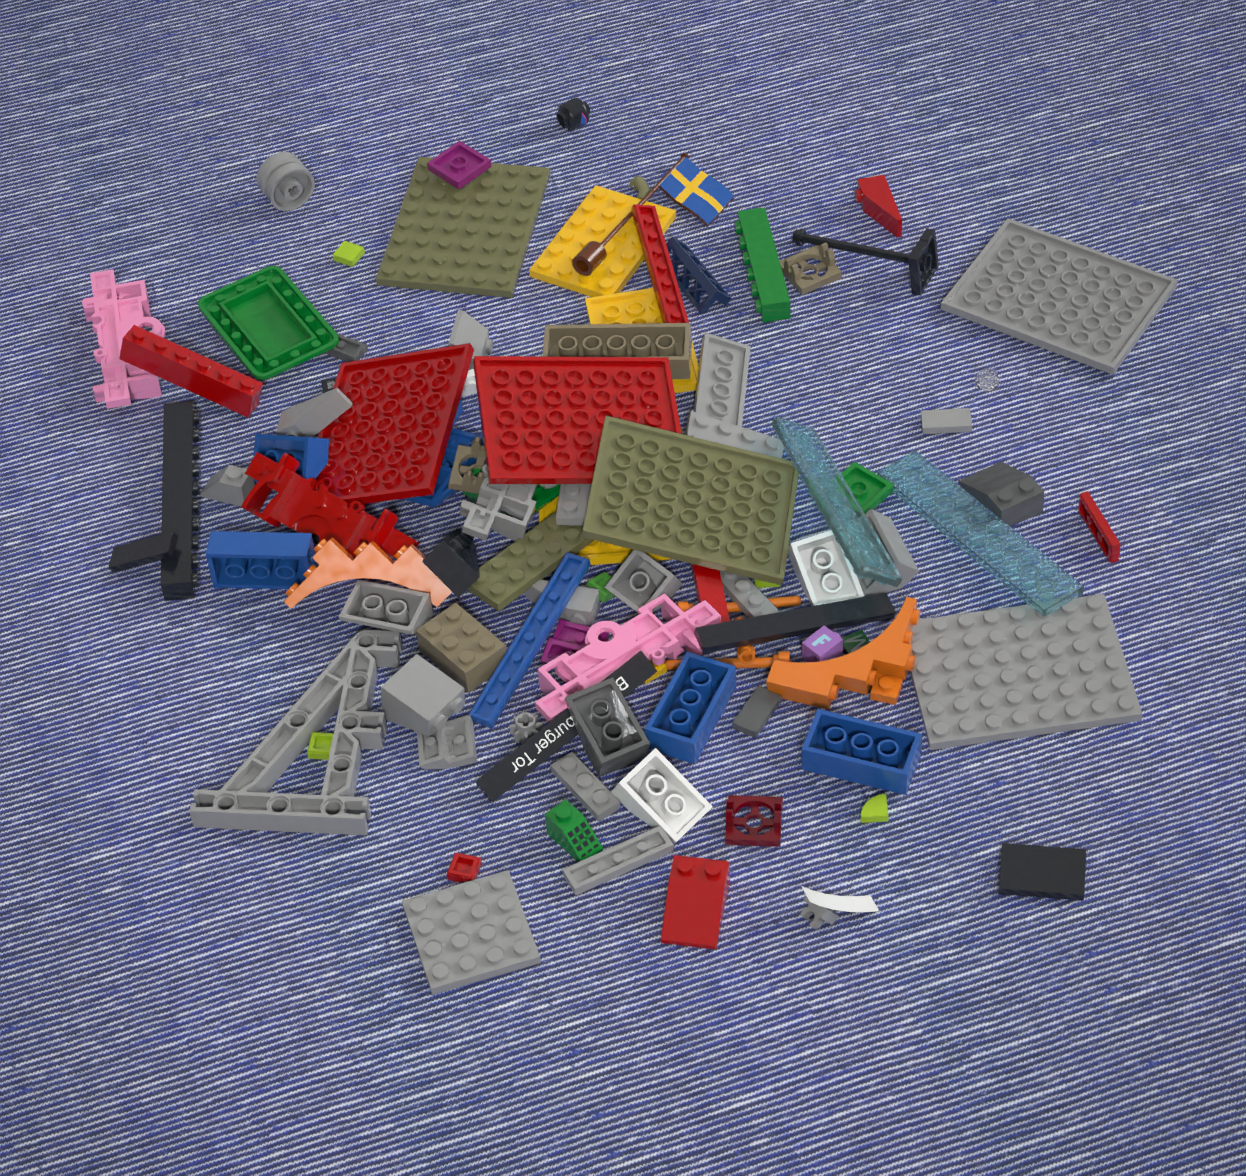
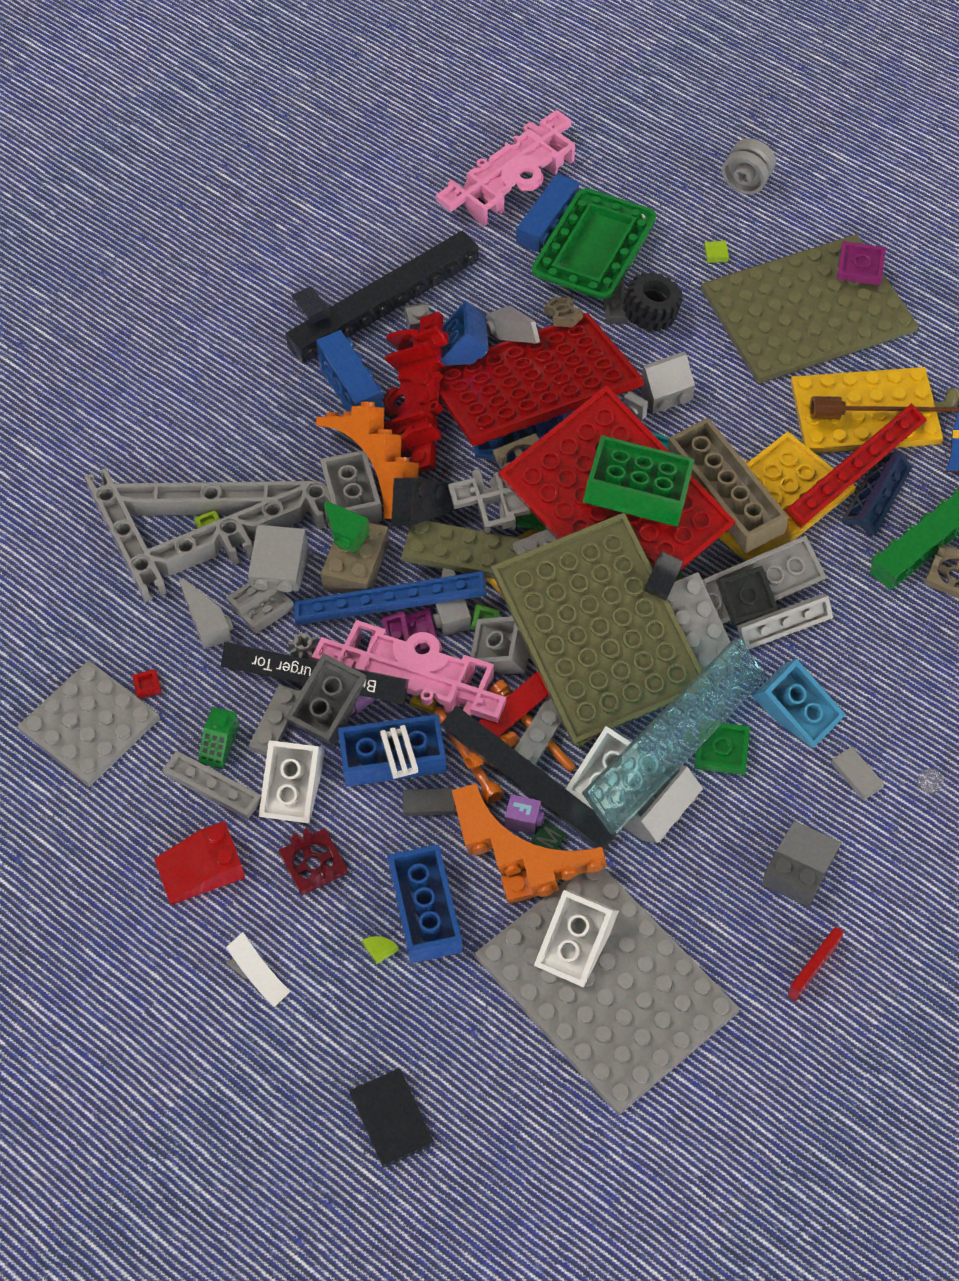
camera: 55 degrees right, 10 degrees up
(191, 371) = (501, 226): red brick -> none
(193, 333) = (546, 213): none -> blue brick
(323, 379) = (563, 312): none -> dark tan tile
(370, 315) = (652, 301): none -> black tyre
(430, 787) = (207, 616): none -> light grey slope
(437, 625) = (346, 527): none -> green slope
(585, 388) = (639, 480): none -> green slope
(683, 428) = (663, 575): none -> black slope
(707, 689) = (394, 733): none -> white tile
(731, 399) = (747, 595): none -> pearl dark grey tile
(771, 391) = (785, 621): none -> light grey plate
(854, 421) = (799, 703): none -> dark azure slope
(971, 658) = (575, 937): none -> white slope
(981, 534) = (737, 871): clear light blue plate -> none

